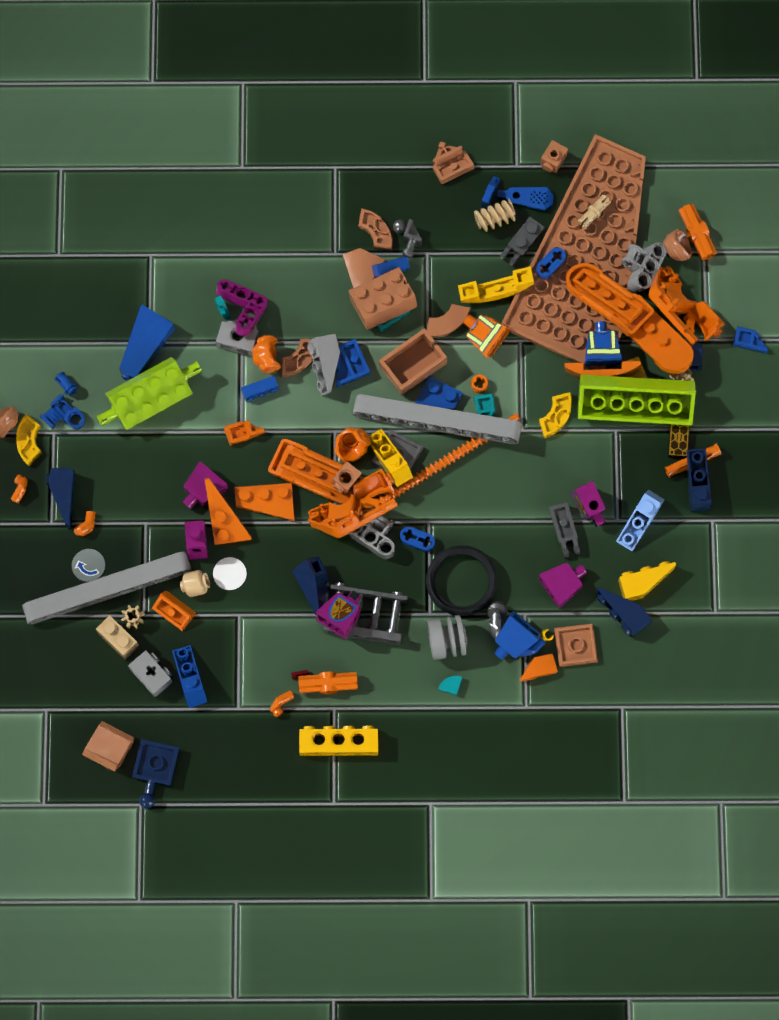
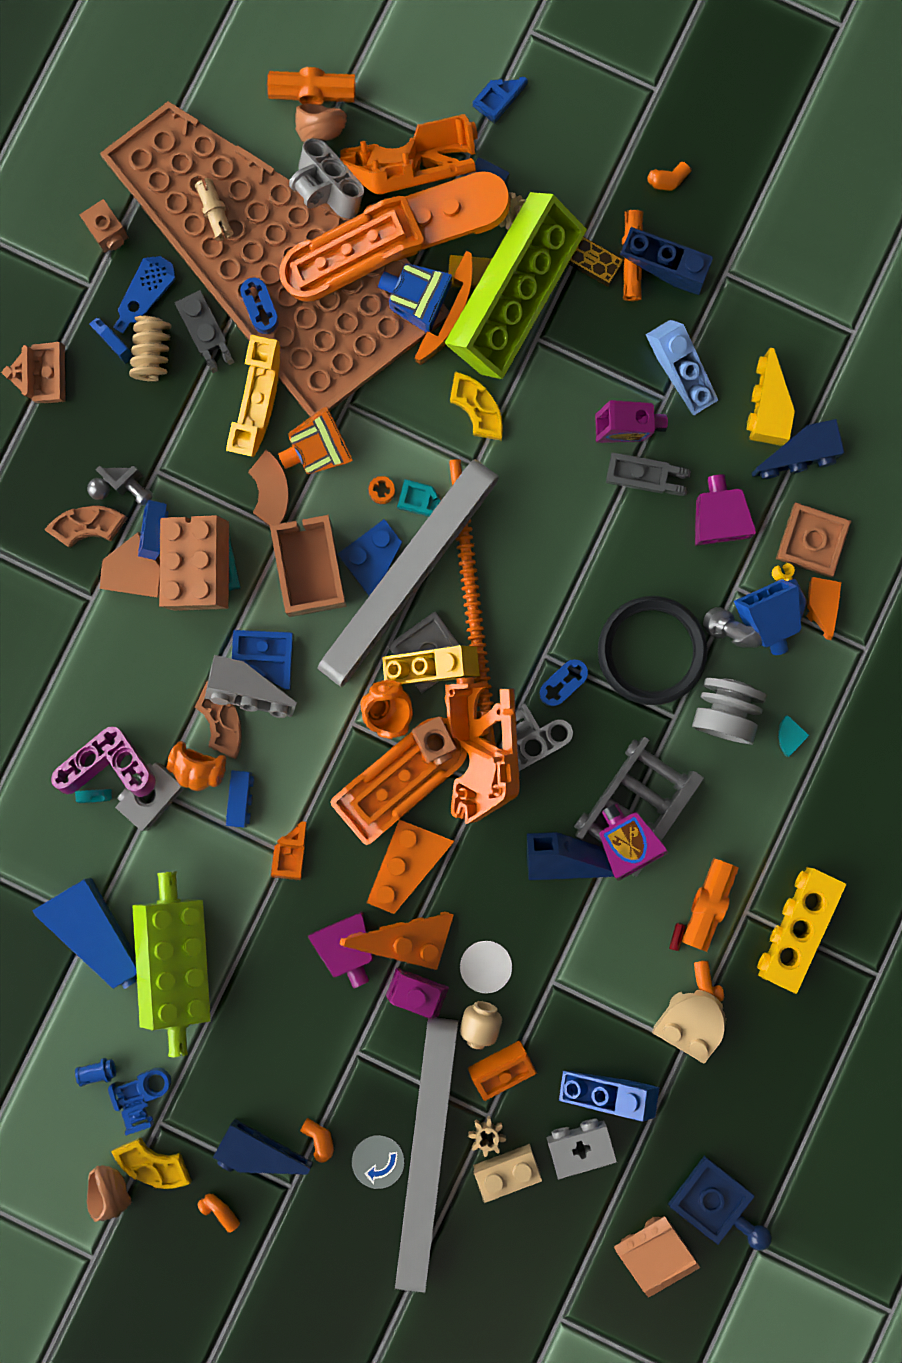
camera: 65 degrees left, 10 degrees up
(253, 704) = (693, 1024): none -> tan slope
(749, 459) = (669, 180): none -> orange arm

